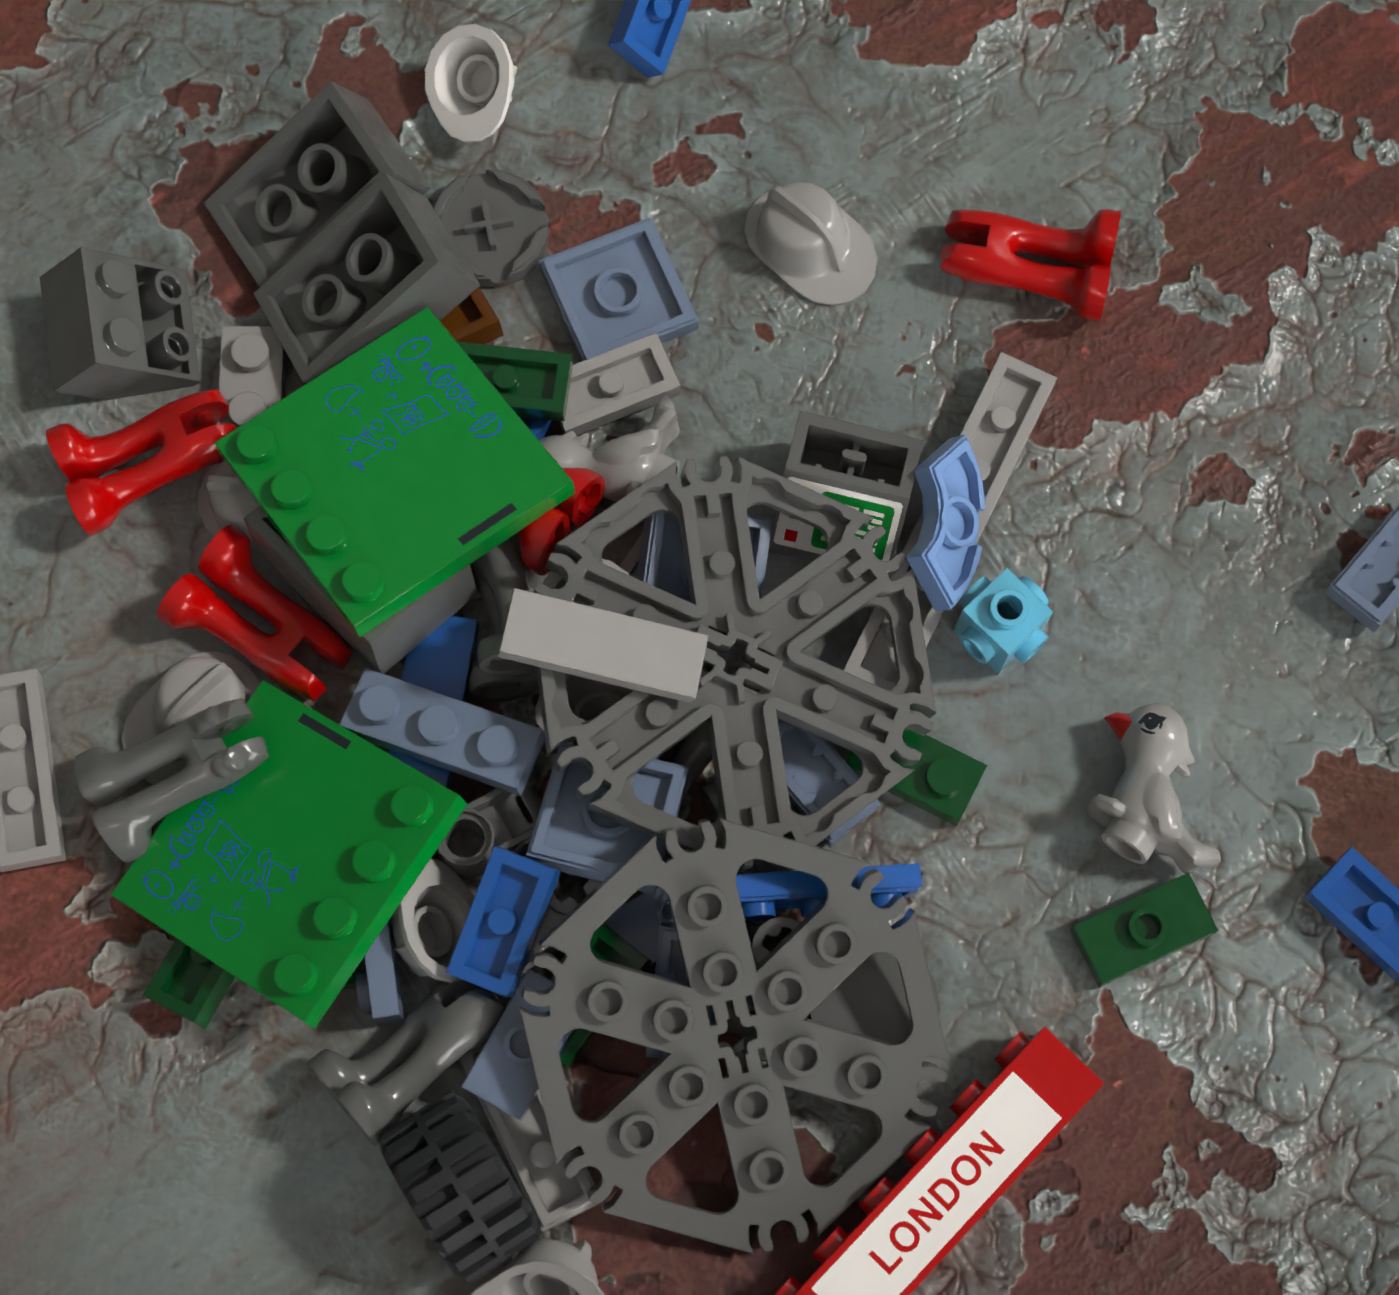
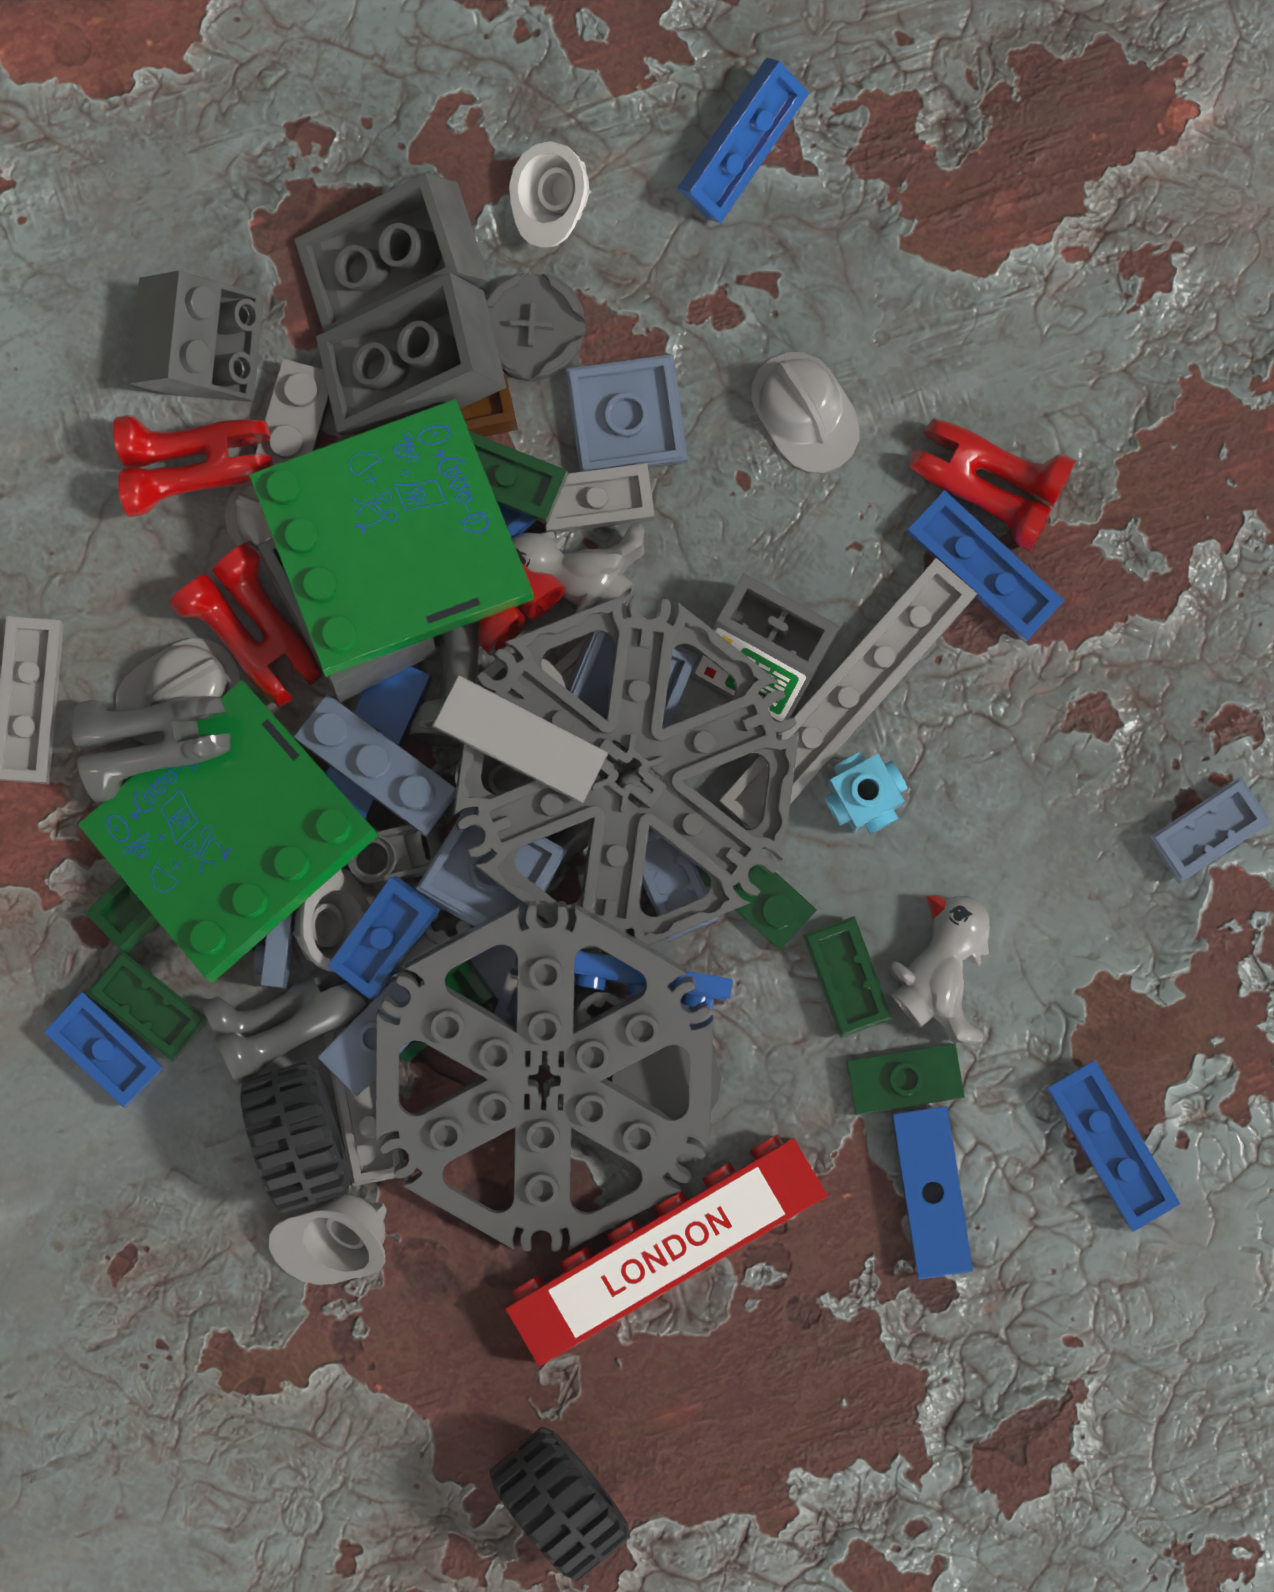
camera: 20 degrees right, 10 degrees up
(204, 1150) = (104, 1049): none -> blue plate
(243, 1084) = (147, 1005): none -> dark green plate
(947, 542) = (846, 693): medium blue tile -> none
(1044, 831) = (847, 977): none -> dark green plate
(1079, 358) = (985, 566): none -> blue plate
(1238, 1087) = (939, 1227): none -> blue tile

